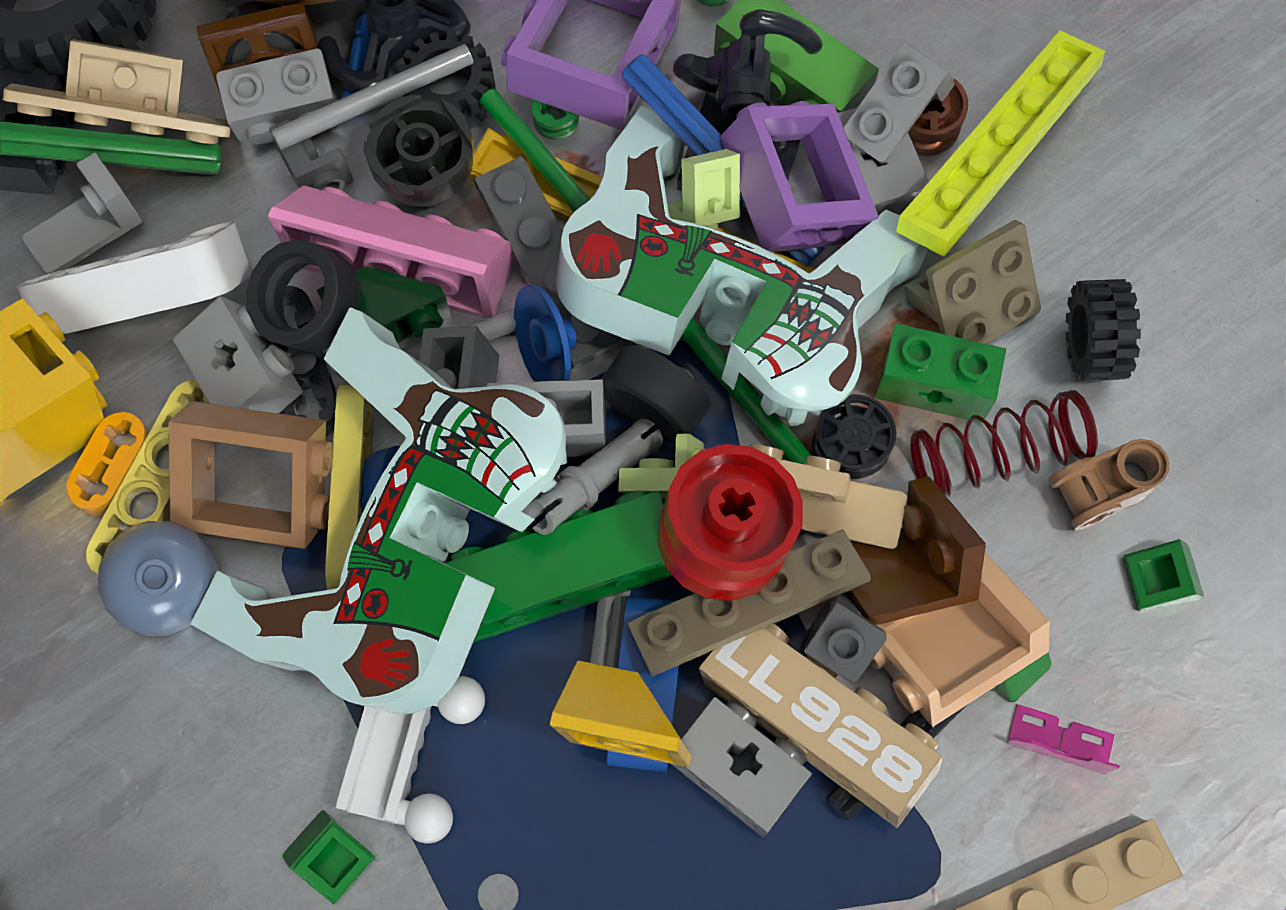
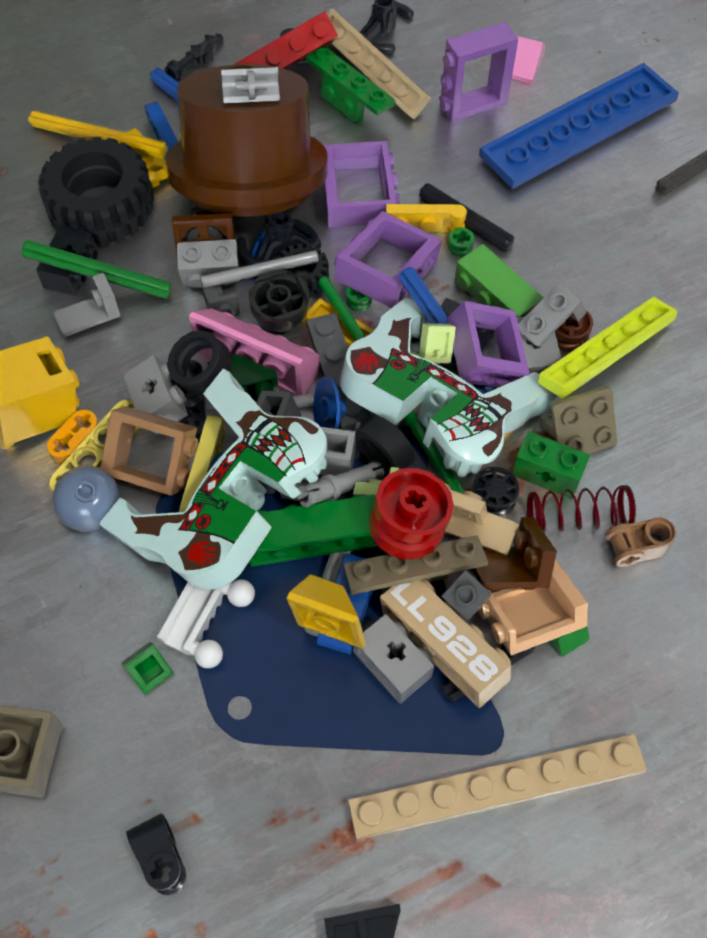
camera: 10 degrees right, 10 degrees down
(120, 86) = (126, 242): tan bracket -> none
(141, 281) = (114, 342): white beam -> none
(743, 69) = (468, 283): black piece -> none
(1047, 738) = (593, 687): dark pink piece -> none
(1102, 330) = (649, 455): black tyre -> none
(1163, 575) = (665, 600): green slope -> none

